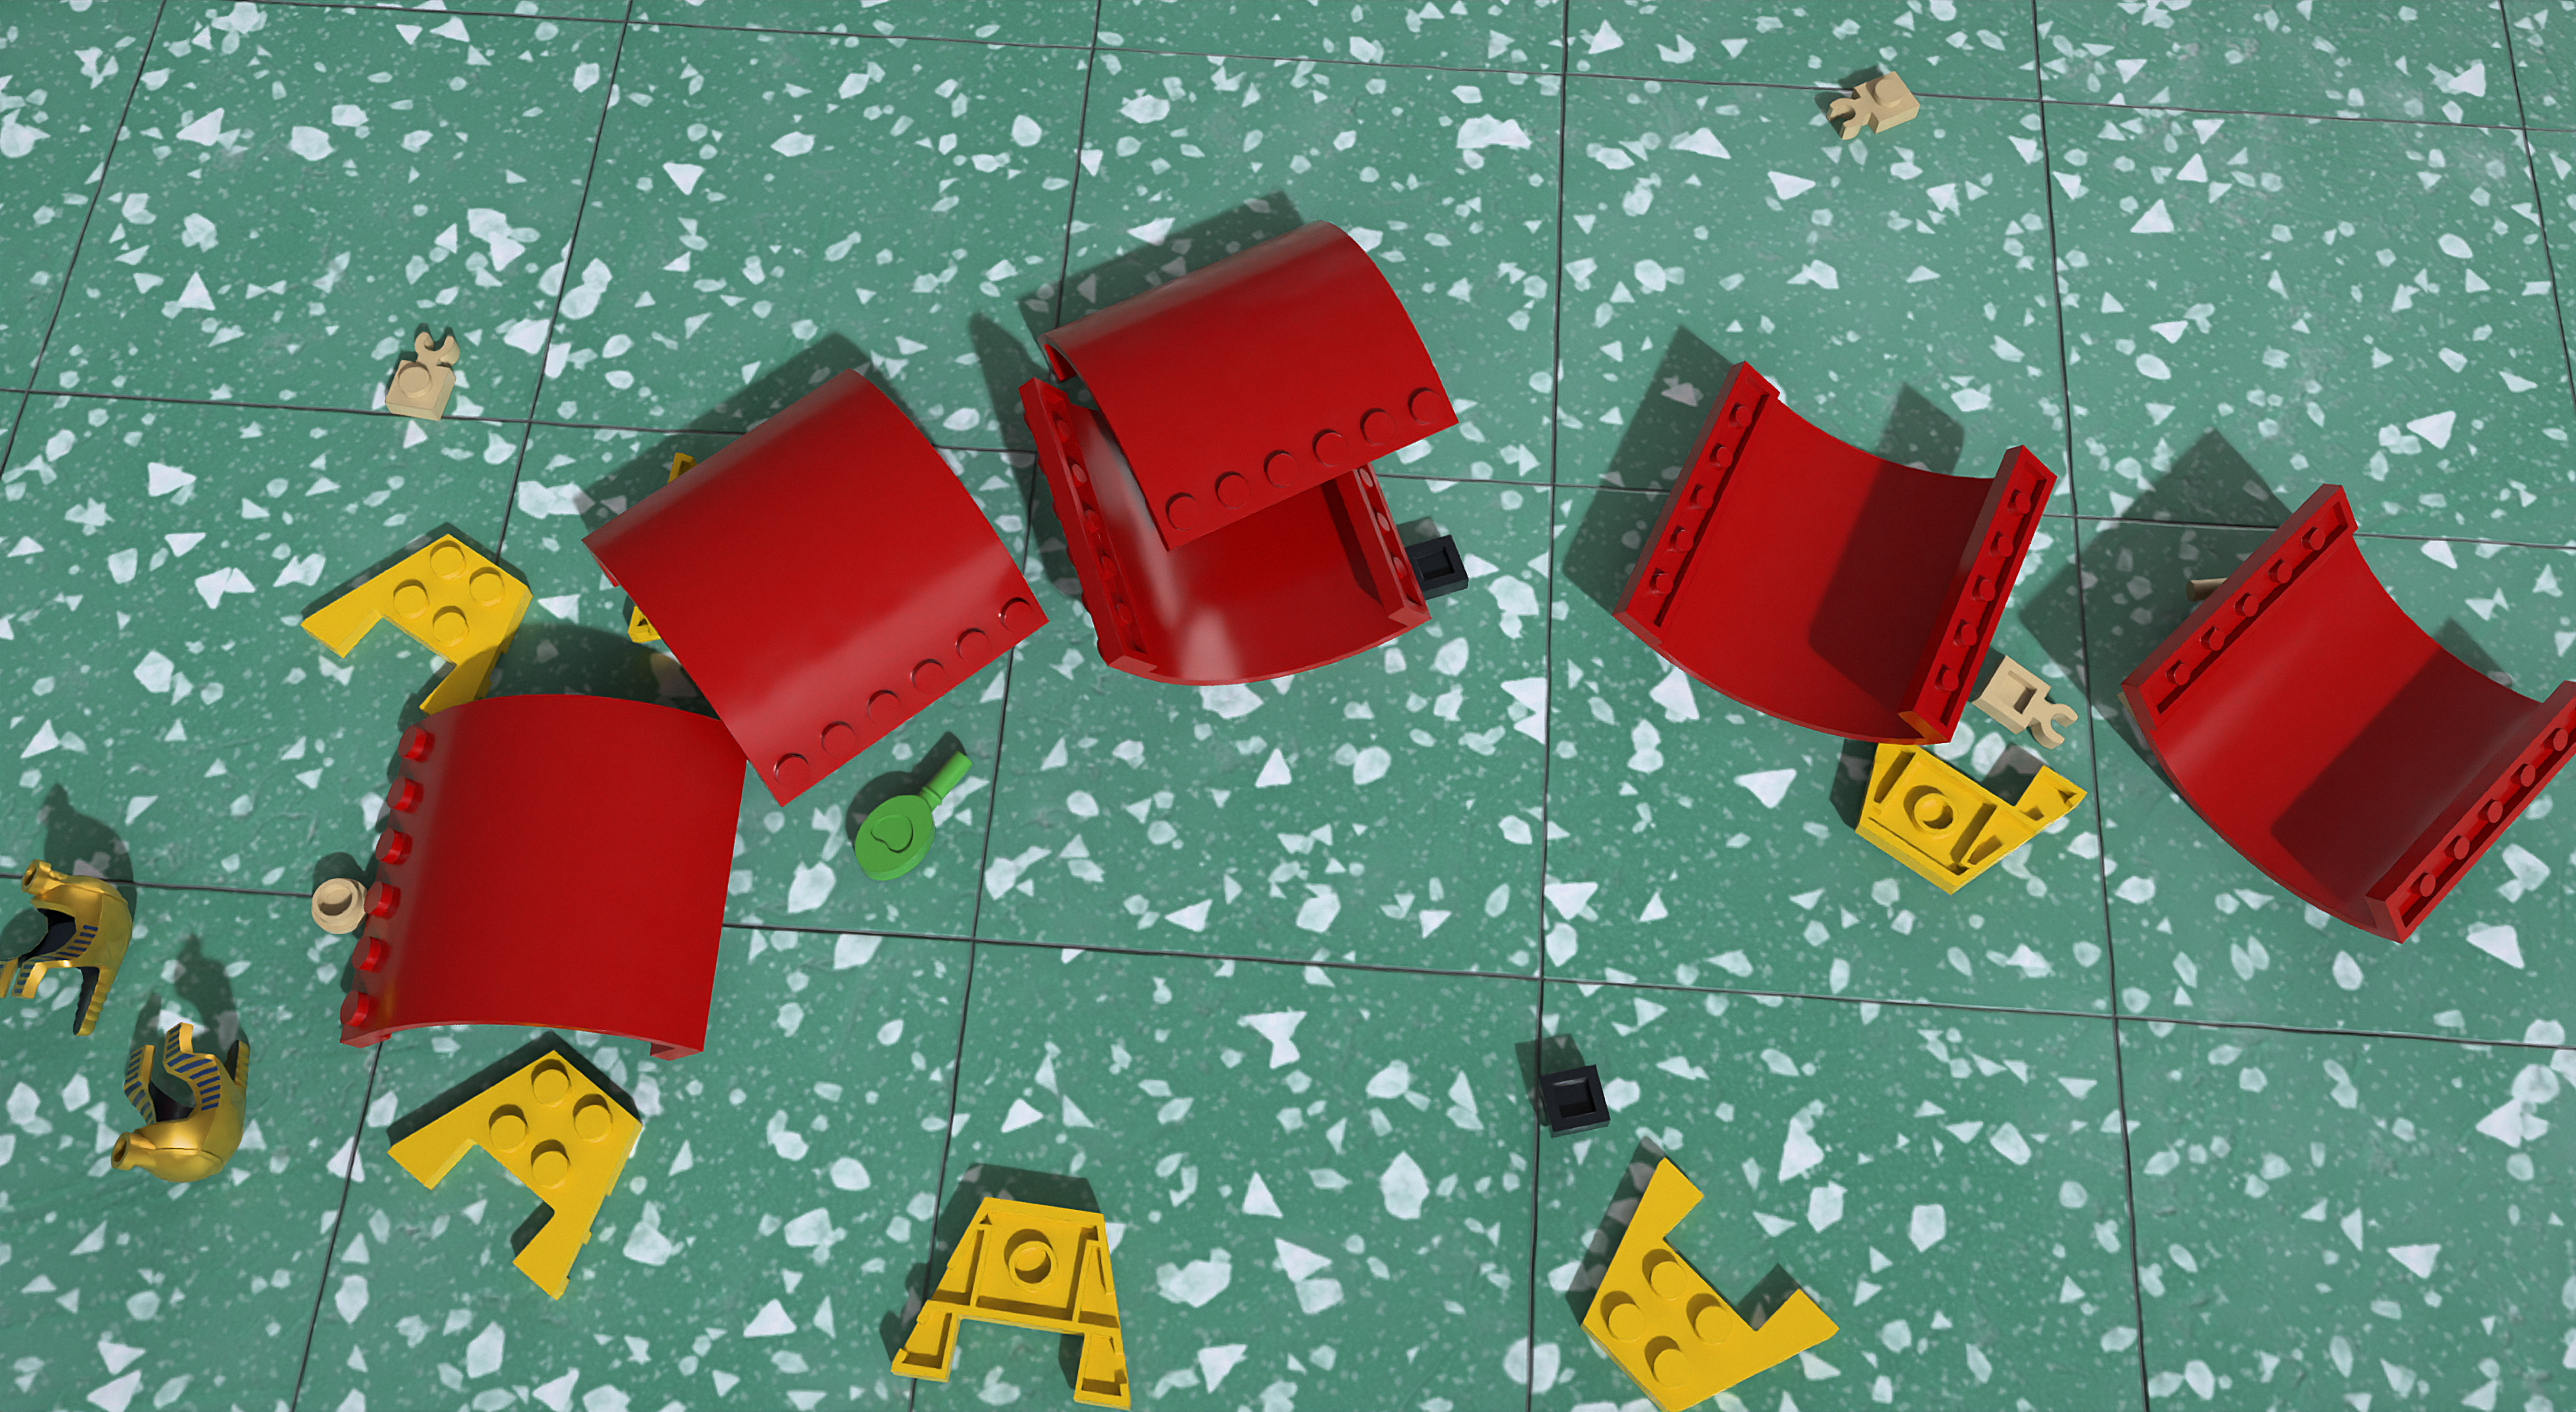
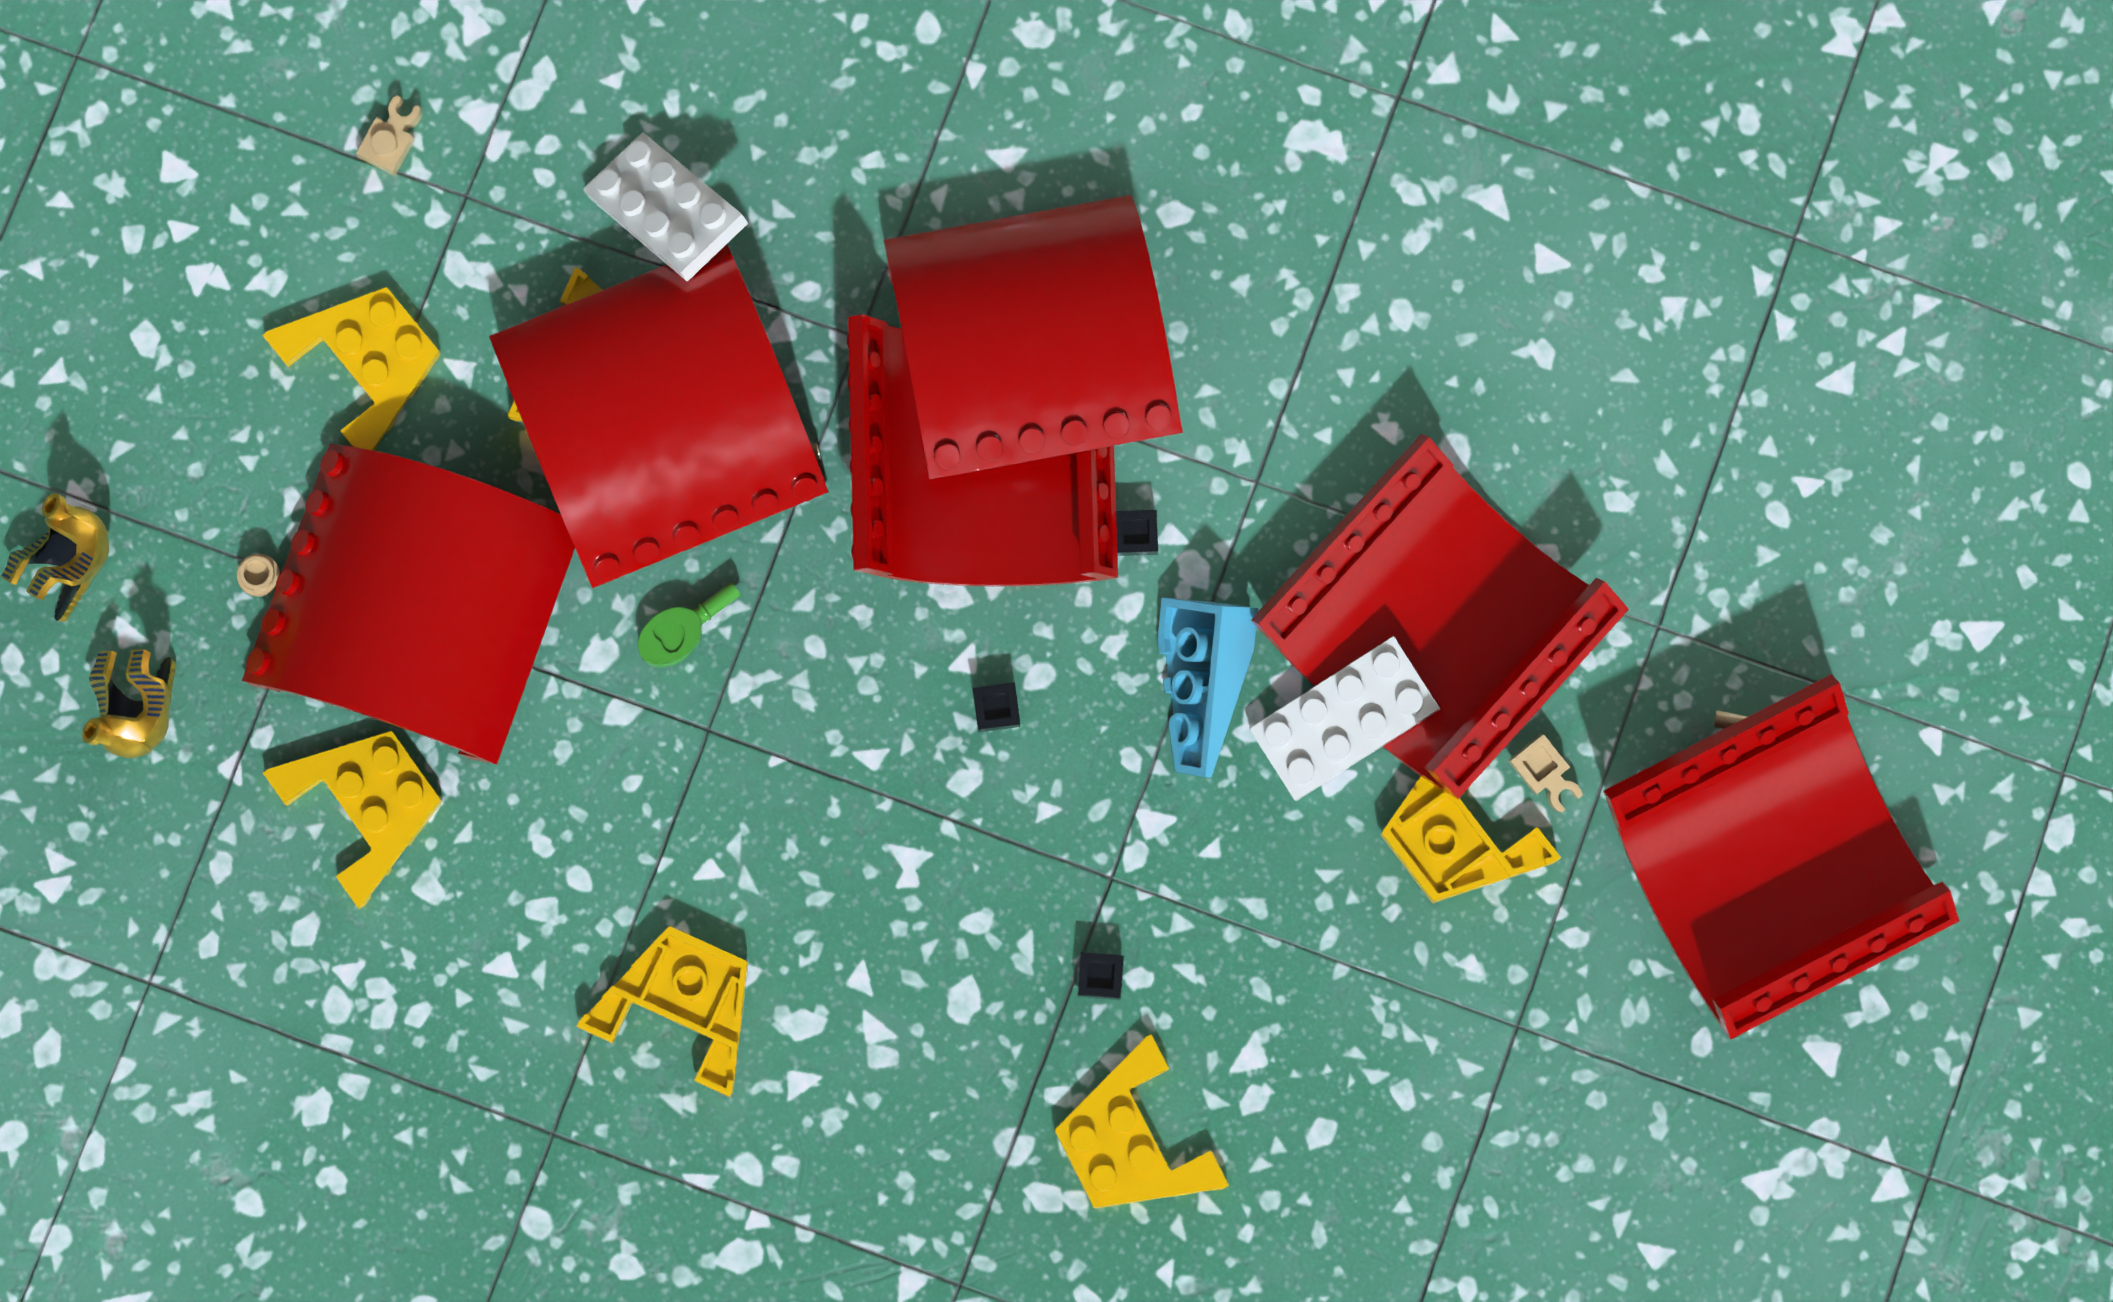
camera: 15 degrees right, 15 degrees up
(768, 354) = (665, 206): none -> white plate
(1331, 809) = (996, 707): none -> black plate
(1571, 691) = (1207, 663): none -> medium azure wedge
(1761, 706) = (1344, 719): none -> white plate
(1878, 103) = (1651, 205): tan plate -> none

